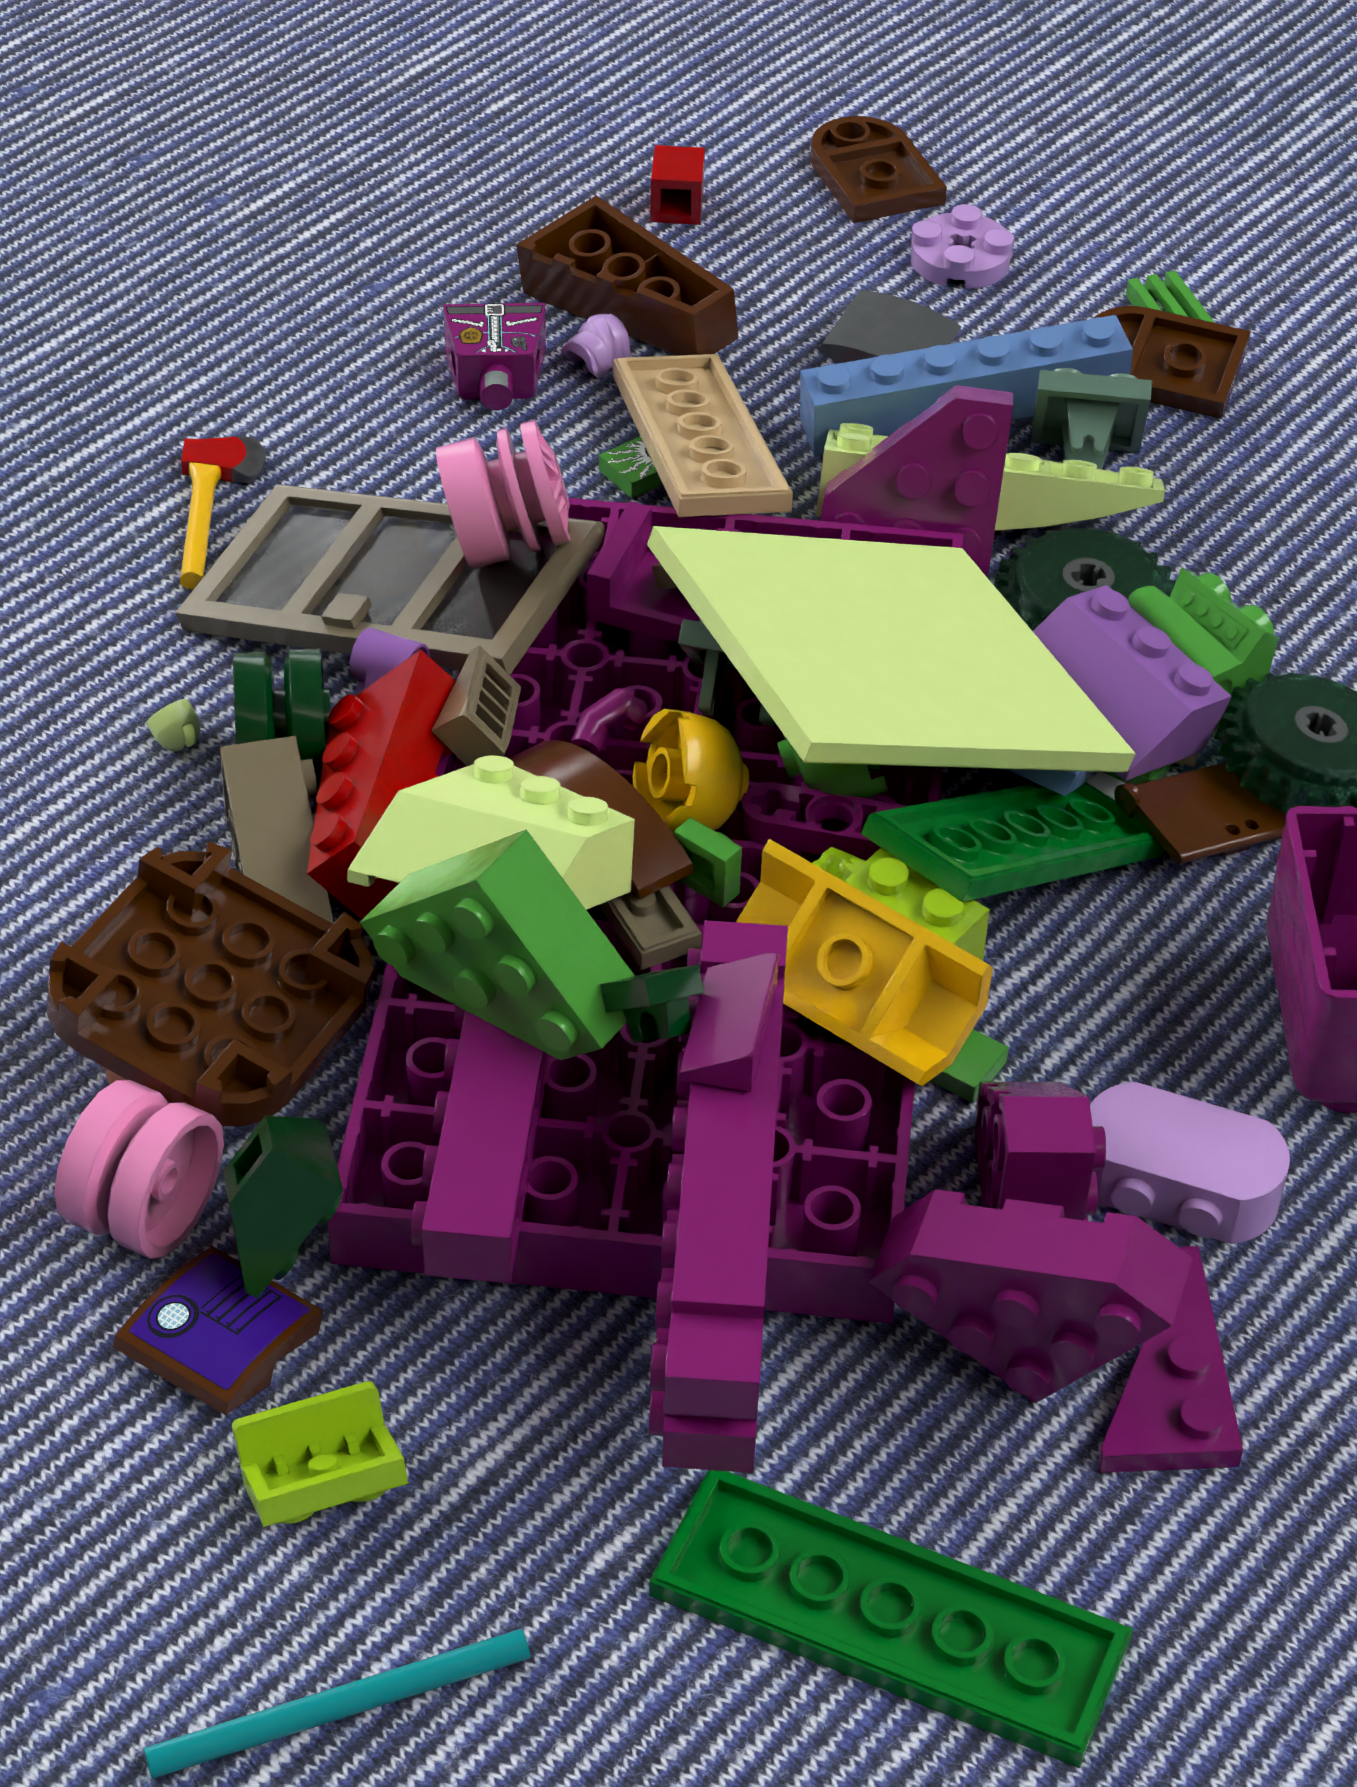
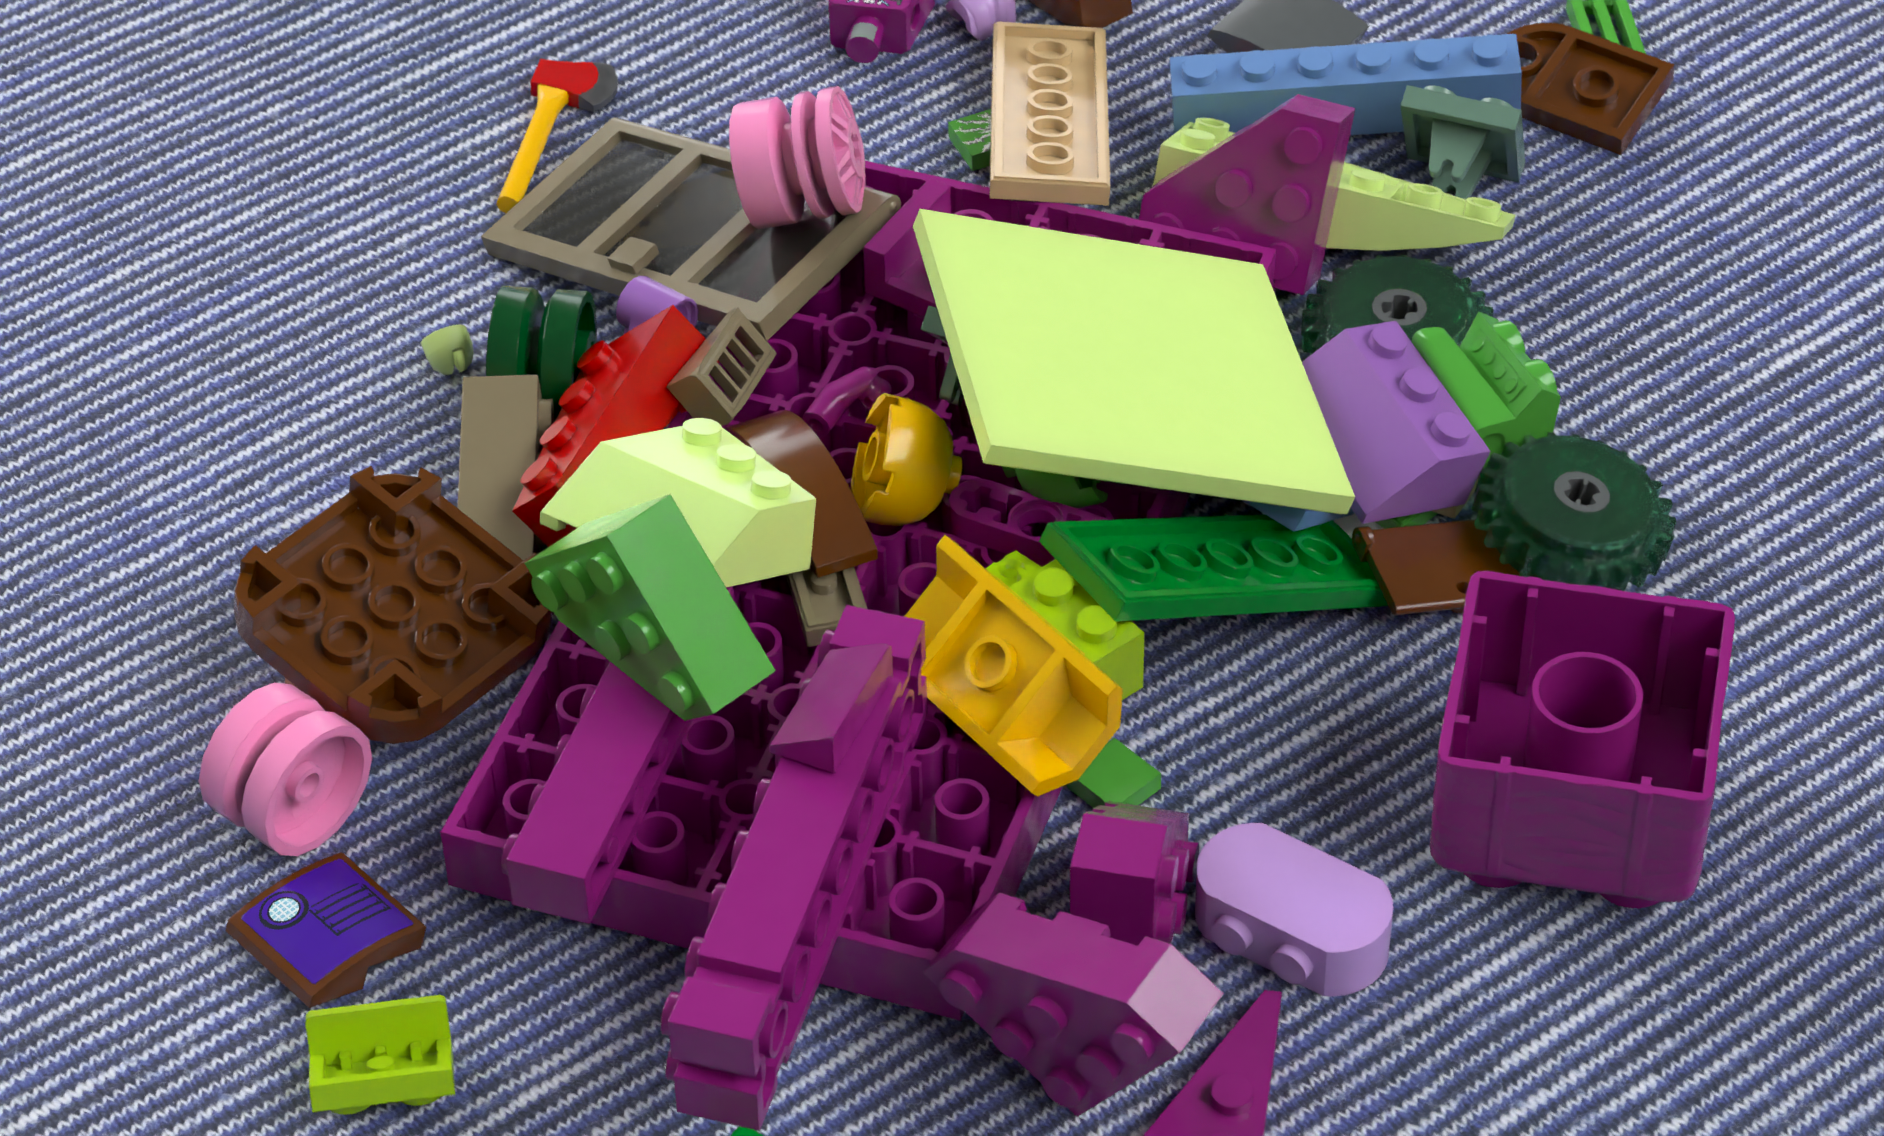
camera: 15 degrees right, 0 degrees up
(277, 1193) = (396, 806): dark green slope -> none
(655, 1001) = (770, 675): dark green tile -> none
(714, 862) = (900, 550): bright green plate -> none

